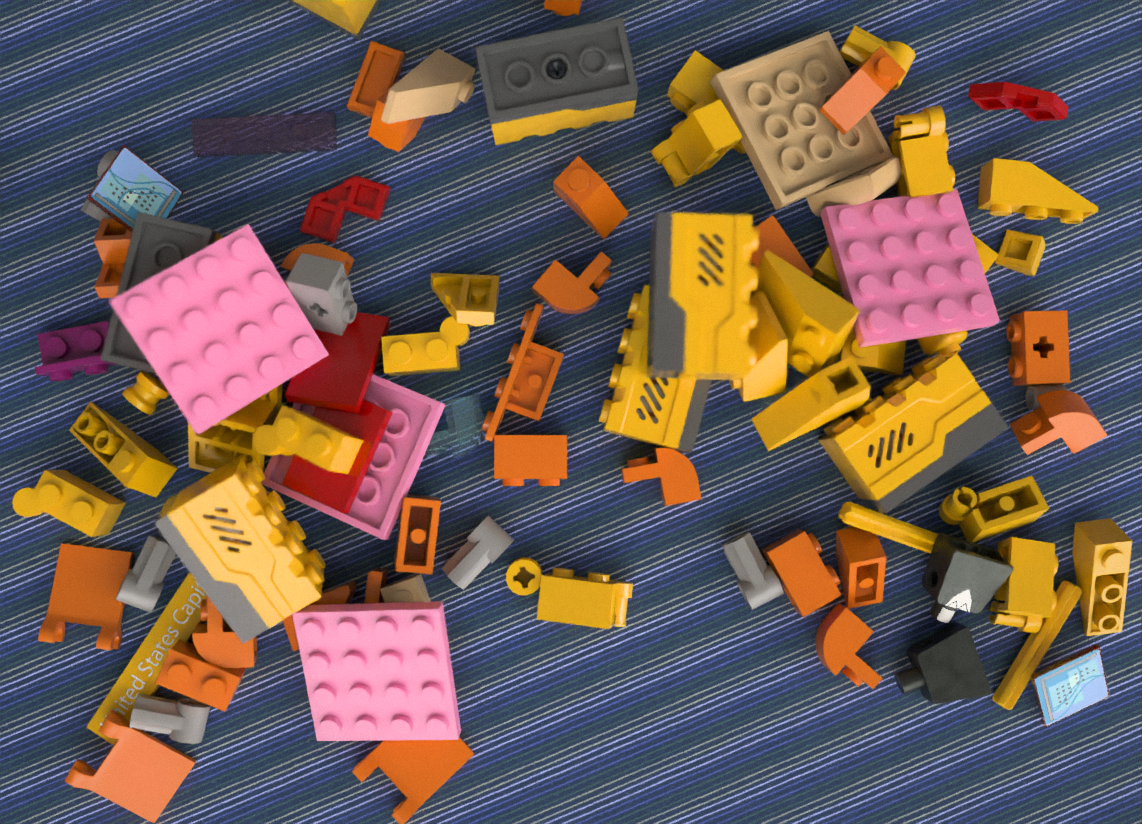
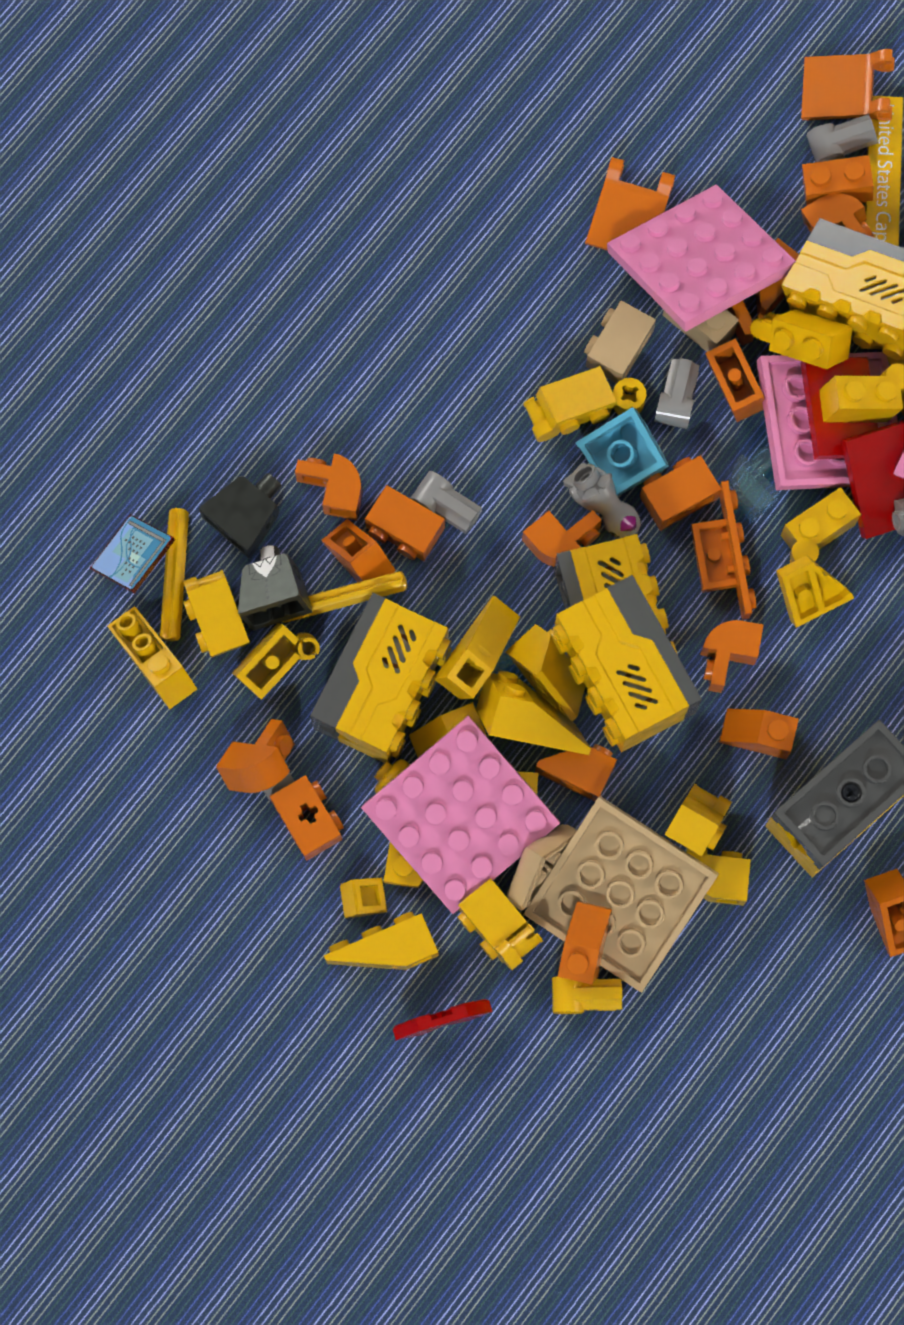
camera: 155 degrees right, 10 degrees down
(330, 533) = (805, 337): none -> yellow hinge
(501, 635) = (620, 342): none -> tan brick
(562, 523) = (624, 450): none -> medium azure slope
(610, 499) = (596, 491): none -> light grey animal

